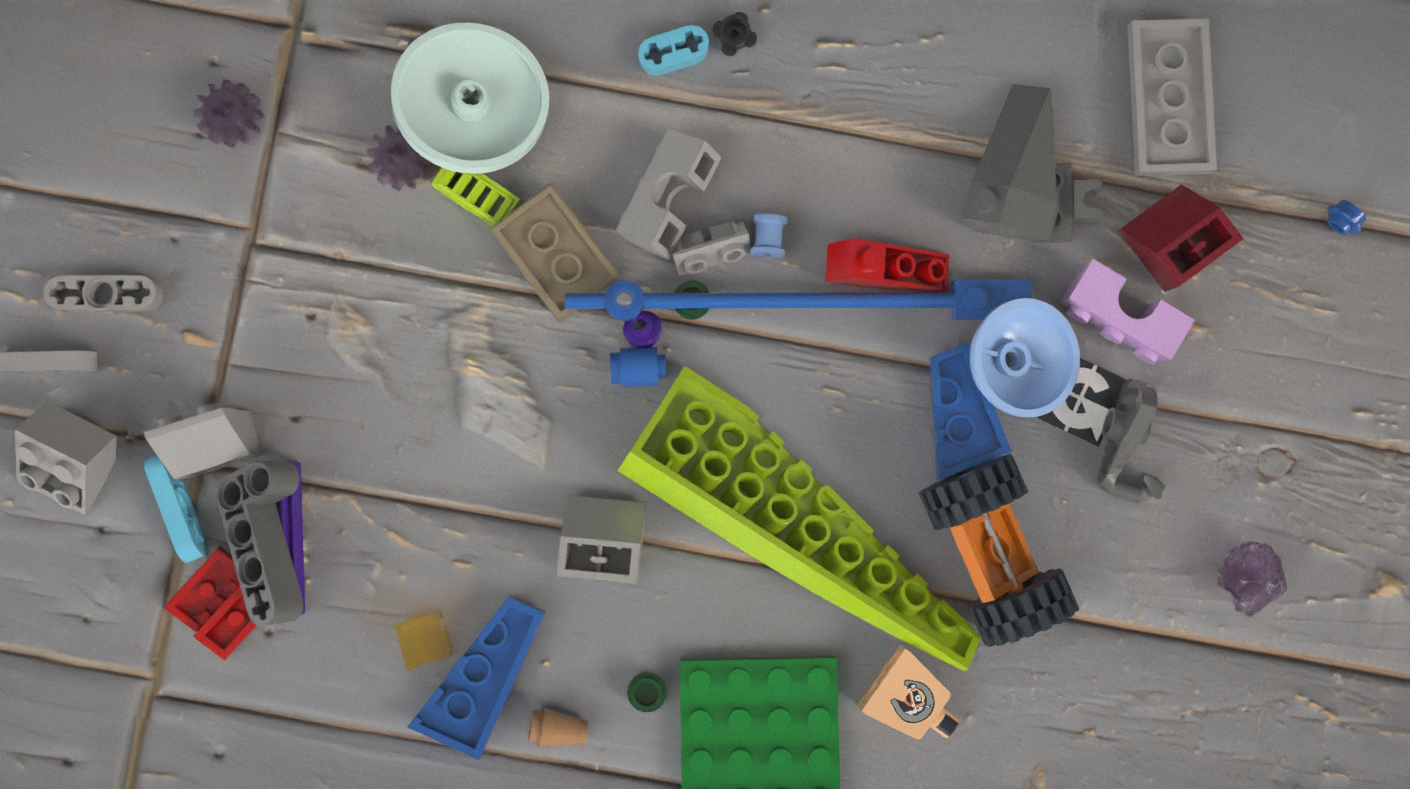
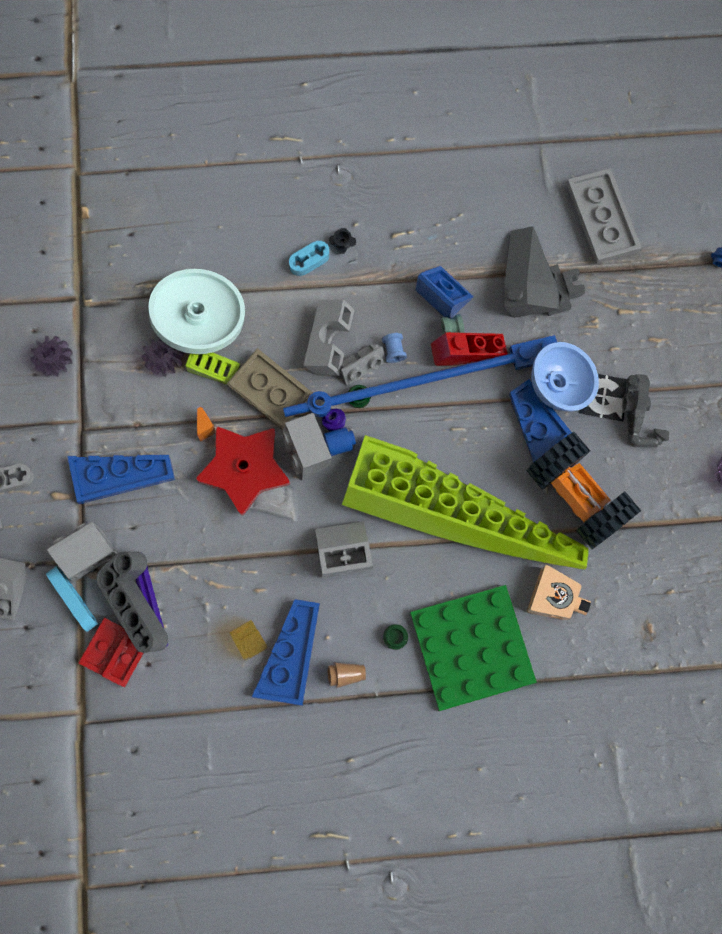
camera: 20 degrees left, 10 degrees down
(275, 329) = (109, 476): none -> blue wing
(438, 286) = (204, 425): none -> orange slope
(503, 391) = (245, 484): none -> red plate
(585, 365) = (306, 445): none -> light grey slope
(871, 224) = (452, 325): none -> sand green wheel
(873, 160) = (442, 291): none -> blue slope
(1094, 299) = (594, 337): lavender arch -> none
(1180, 236) = (632, 289): dark red slope -> none

